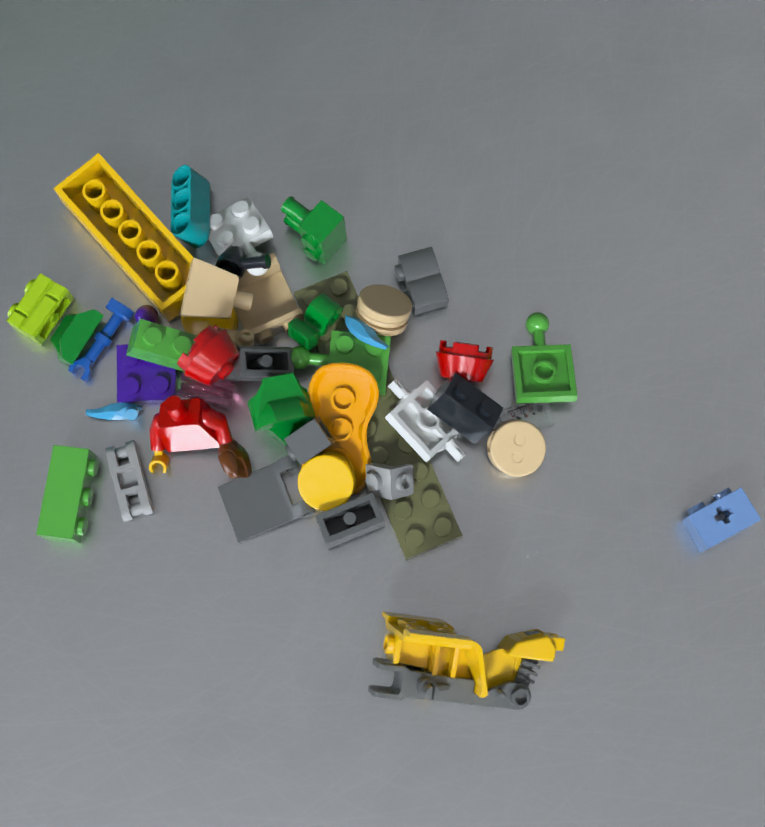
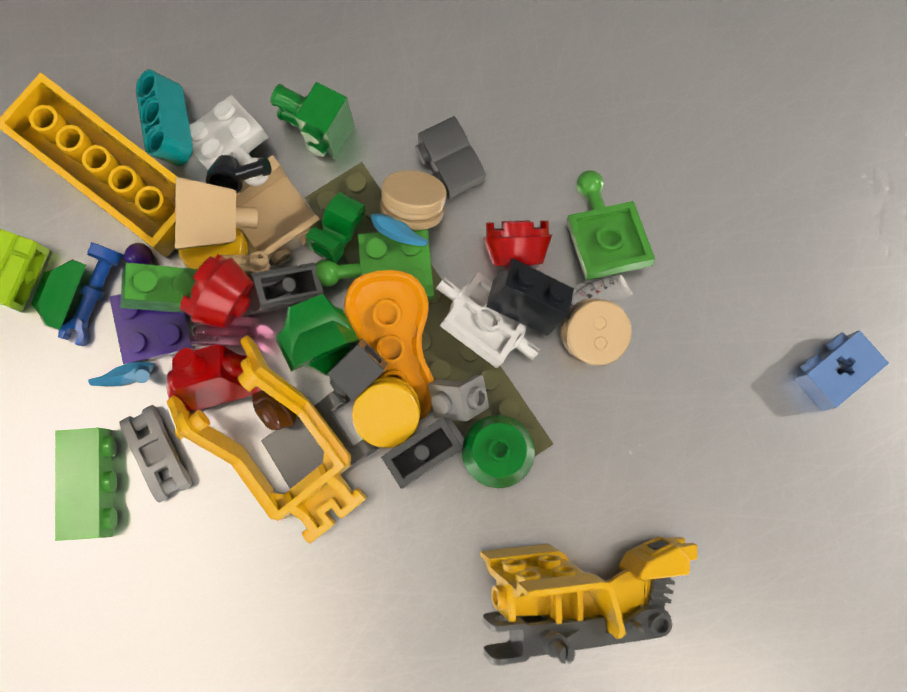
camera: 15 degrees left, 5 degrees up
(254, 538) = (313, 495): none -> yellow piece
(413, 530) = (498, 451): none -> green cone

